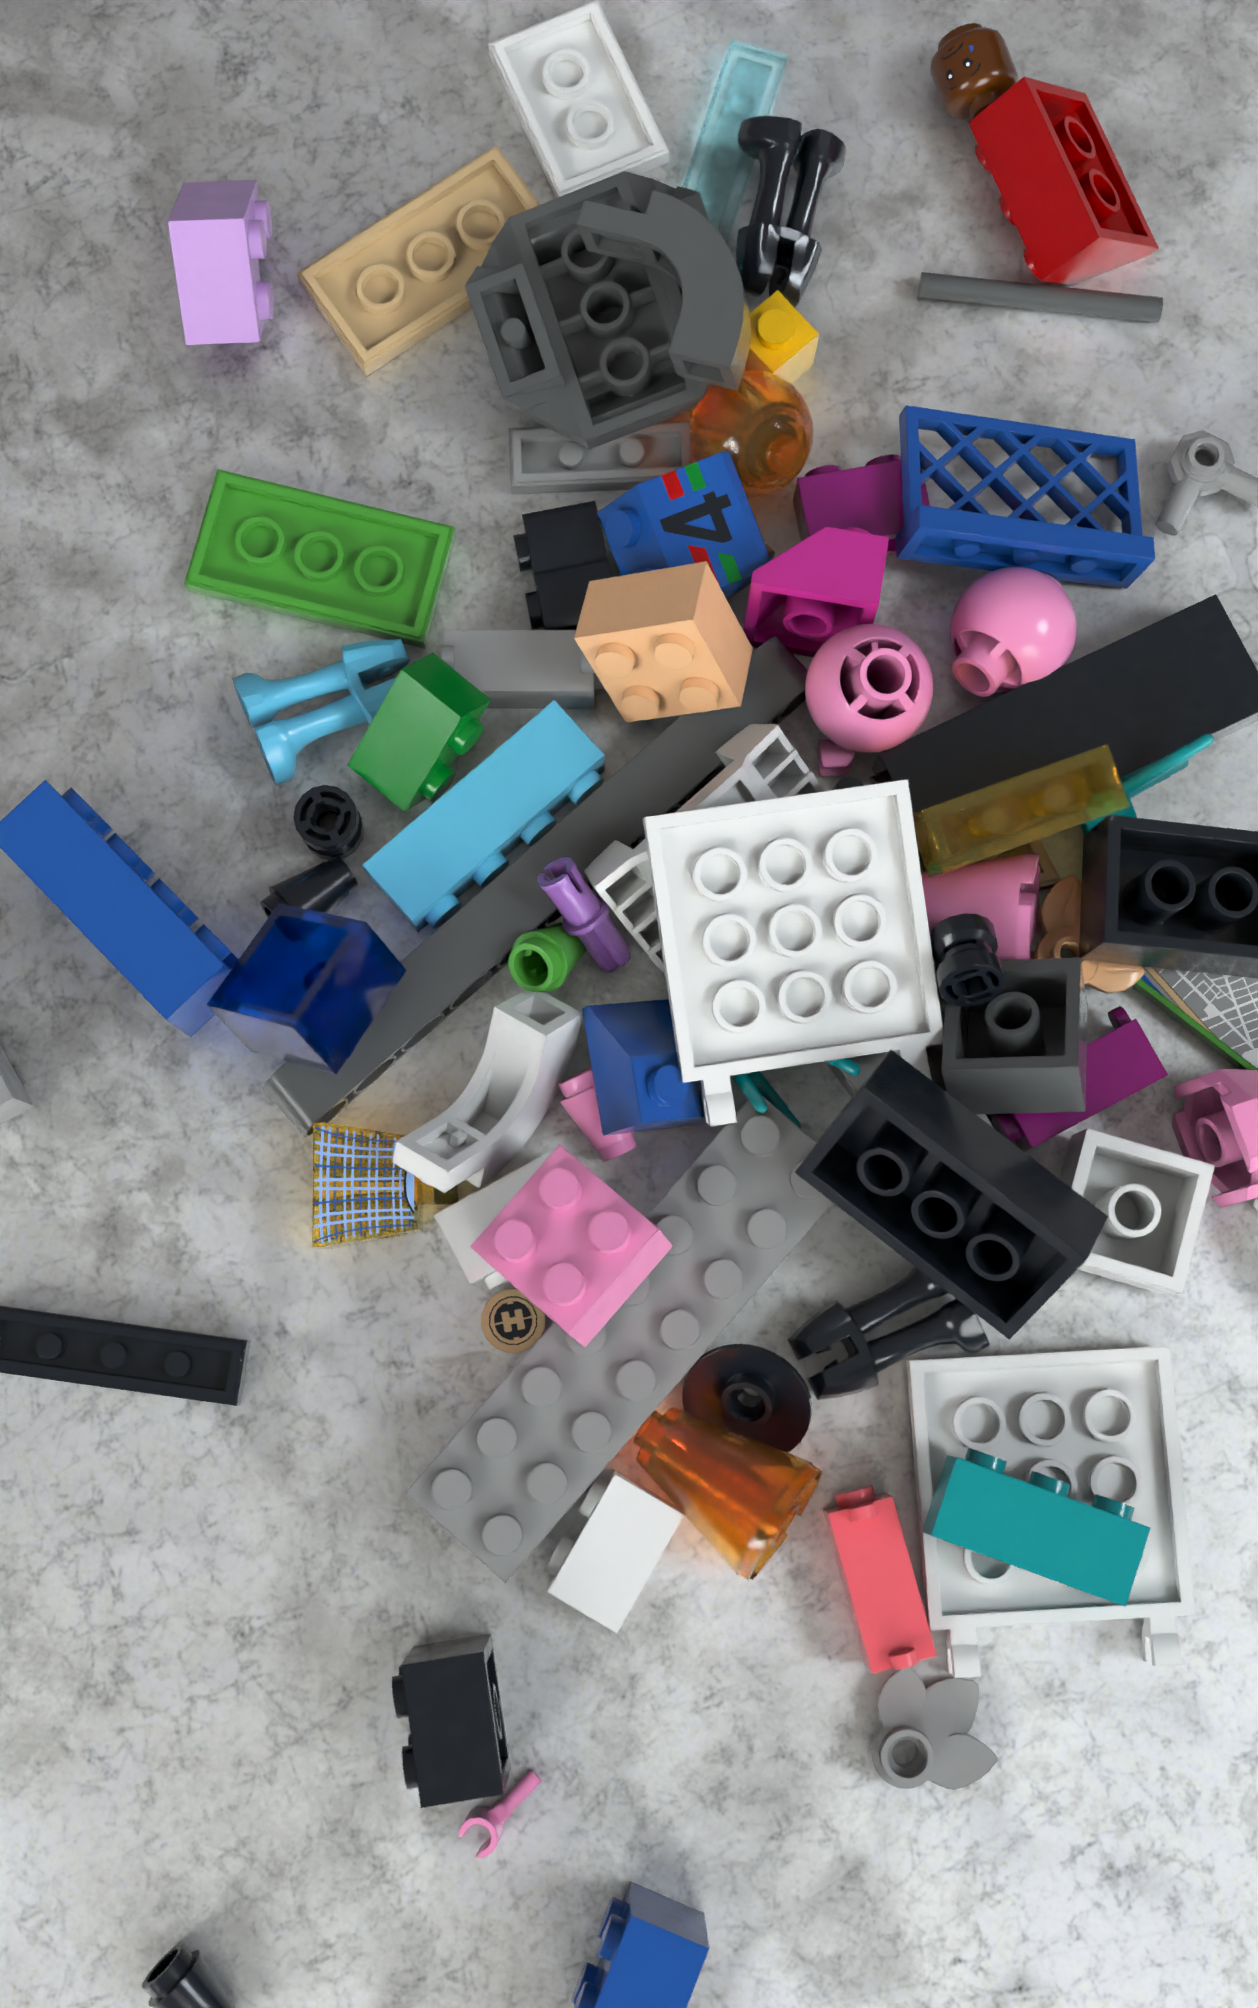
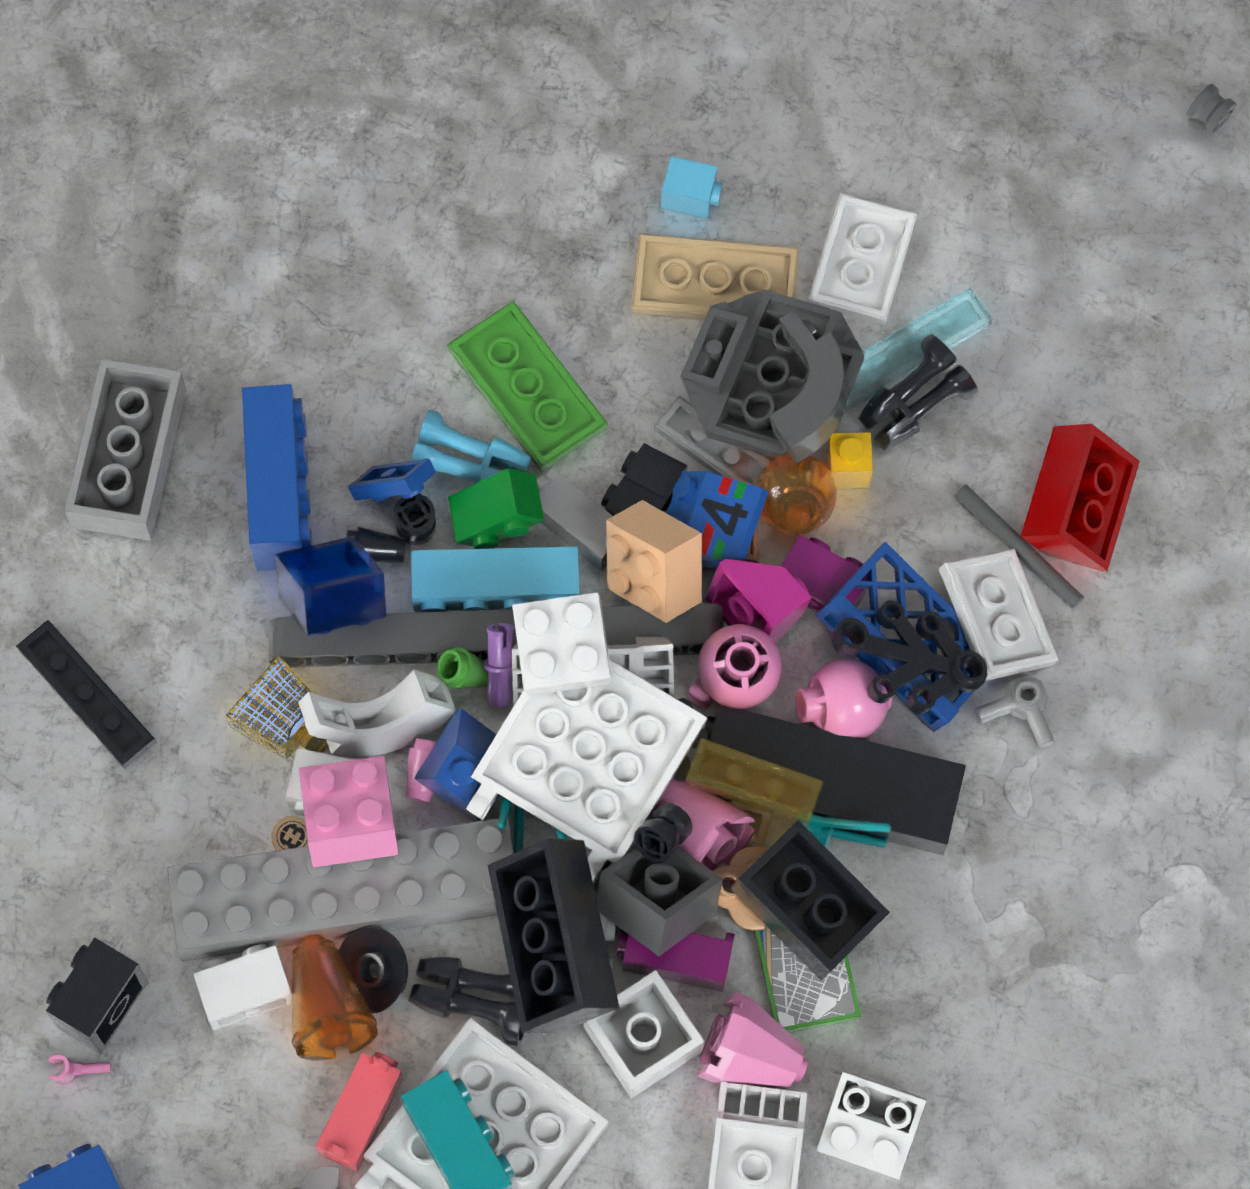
camera: 40 degrees right, 10 degrees down
(216, 246) = (600, 195): lavender brick -> none
(266, 798) = (392, 480): none -> blue plate
(311, 169) = (690, 187): none -> medium azure brick
(673, 832) = (562, 644): none -> white brick
(971, 70) = (1081, 400): reddish brown head -> none
(1090, 392) = (999, 613): none -> white tile
(1120, 483) = (914, 655): none -> black plant

